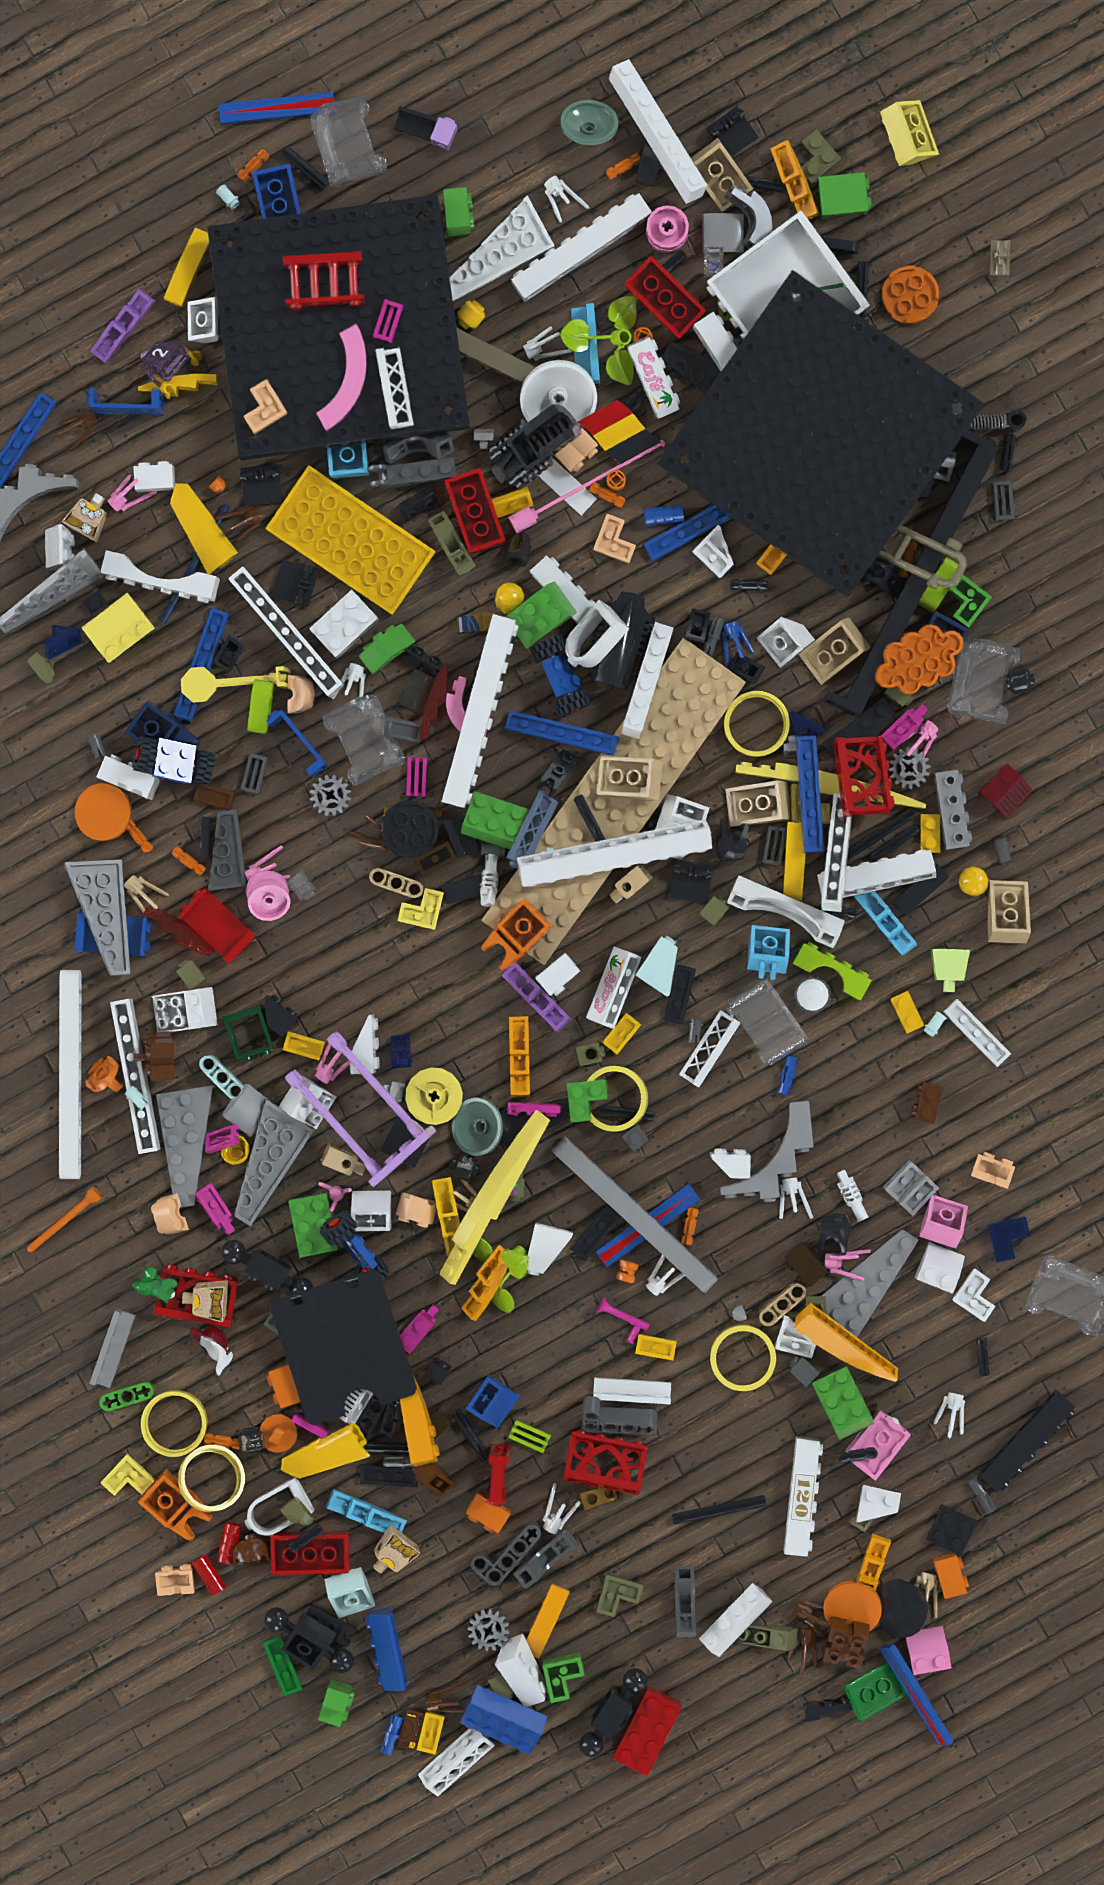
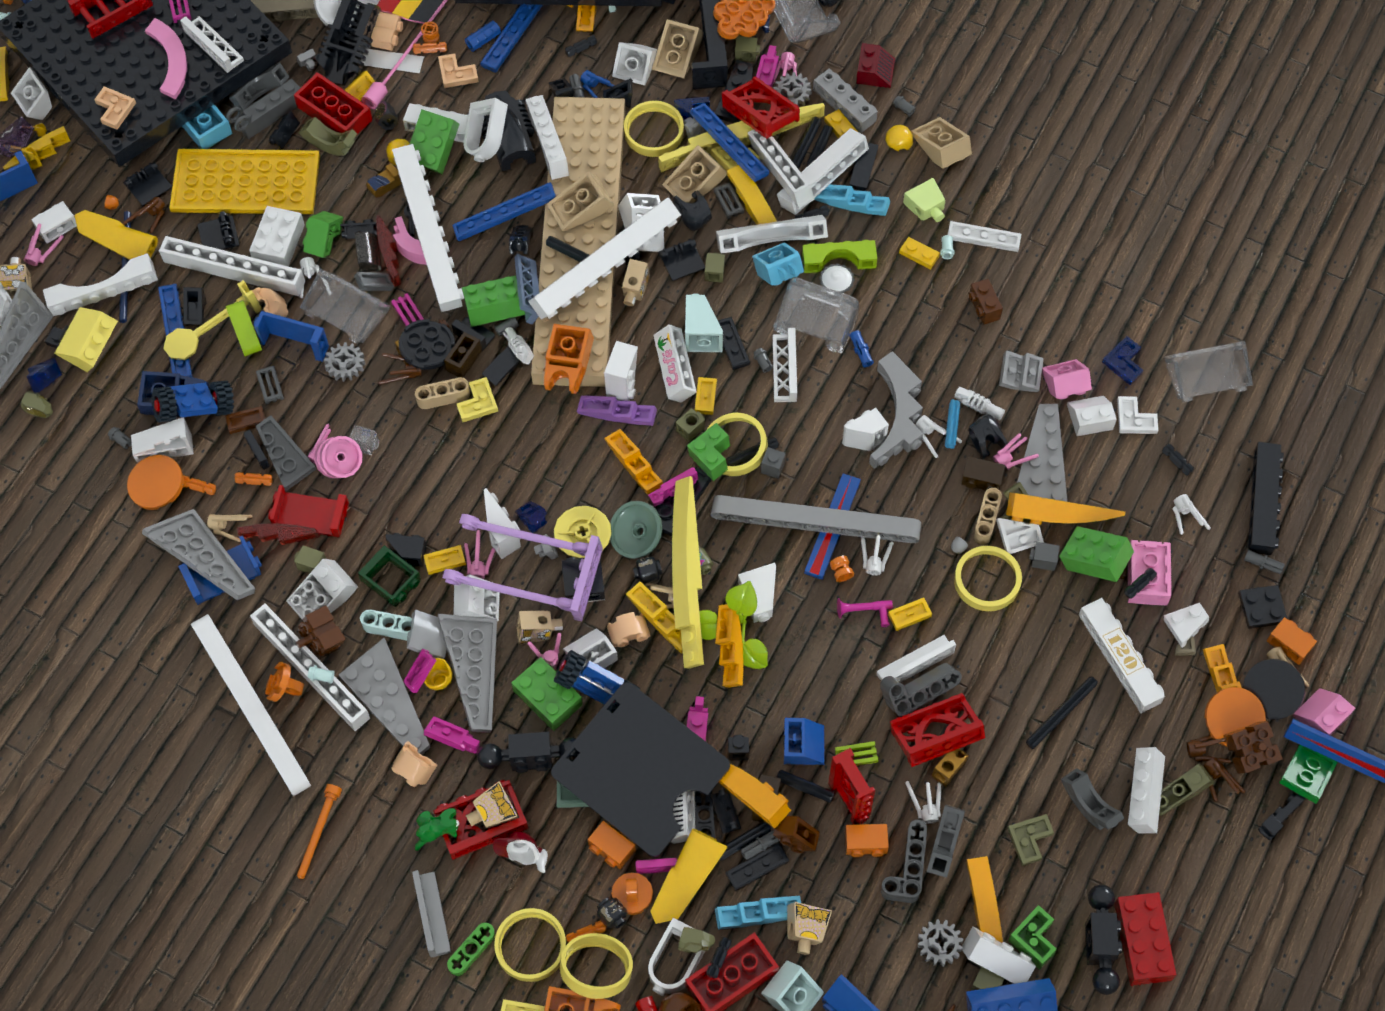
camera: 30 degrees left, 25 degrees down
(560, 675) = (456, 163): plate -> none
(595, 1232) = (793, 558): black tile -> none
(689, 1226) = (865, 501): orange axle -> none
(714, 552) = (539, 39): white wing -> none
(814, 1199) = (952, 424): none -> dark azure axle
(992, 1170) = (1075, 319): light nougat cylinder -> none

